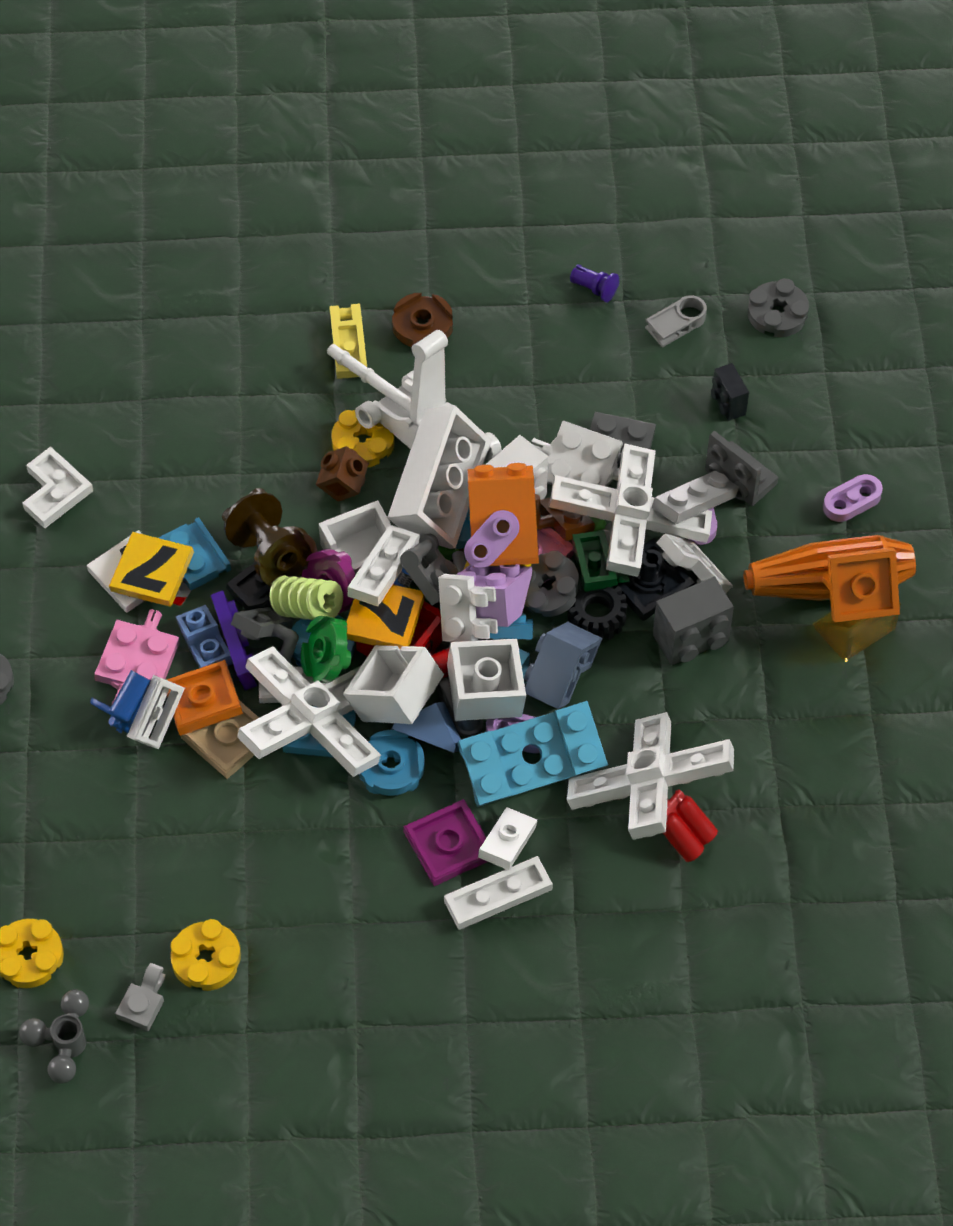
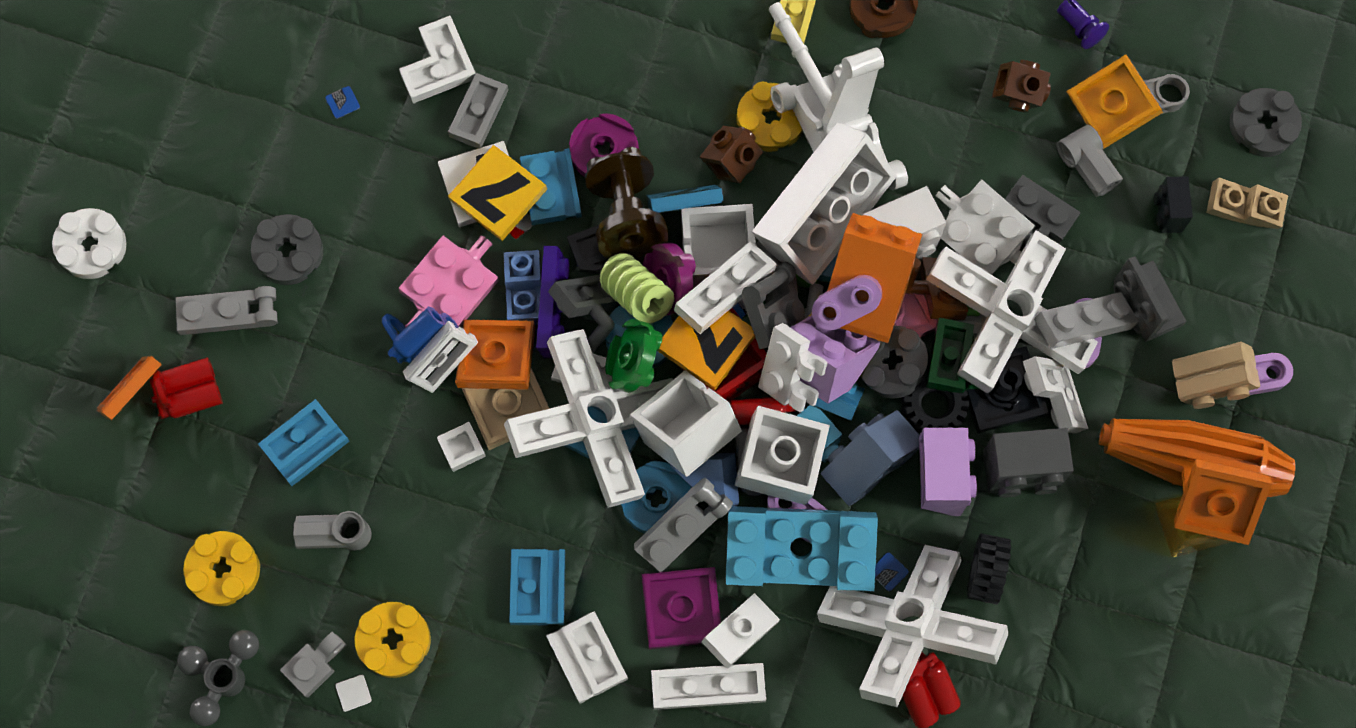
camera: 20 degrees right, 15 degrees up
(60, 825) = (303, 442): none -> dark azure plate
(106, 514) = (478, 111): none -> light grey plate
(113, 885) = (328, 531): none -> light grey piece
(188, 1012) = (353, 693): none -> white sticker
(202, 780) = (461, 446): none -> white plate
(210, 501) = (598, 131): none -> magenta plate
(311, 520) = (685, 198): none -> dark azure tile
(316, 867) = (537, 587): none -> dark azure plate
(383, 907) = (587, 657): none -> white plate
(423, 769) = (682, 525): none -> light grey plate
(565, 342) = (1022, 85): none -> reddish brown brick
(615, 753) = (889, 571): none -> blue sticker
(629, 648) = (946, 470): none -> lavender slope
(640, 378) = (1085, 152): none -> light grey piece
(647, 331) = (1115, 101): none -> light orange tile
(696, 714) = (989, 569): none -> black tyre
(794, 375) = (1247, 205): none -> tan slope
(819, 504) = (1216, 374): none -> tan brick

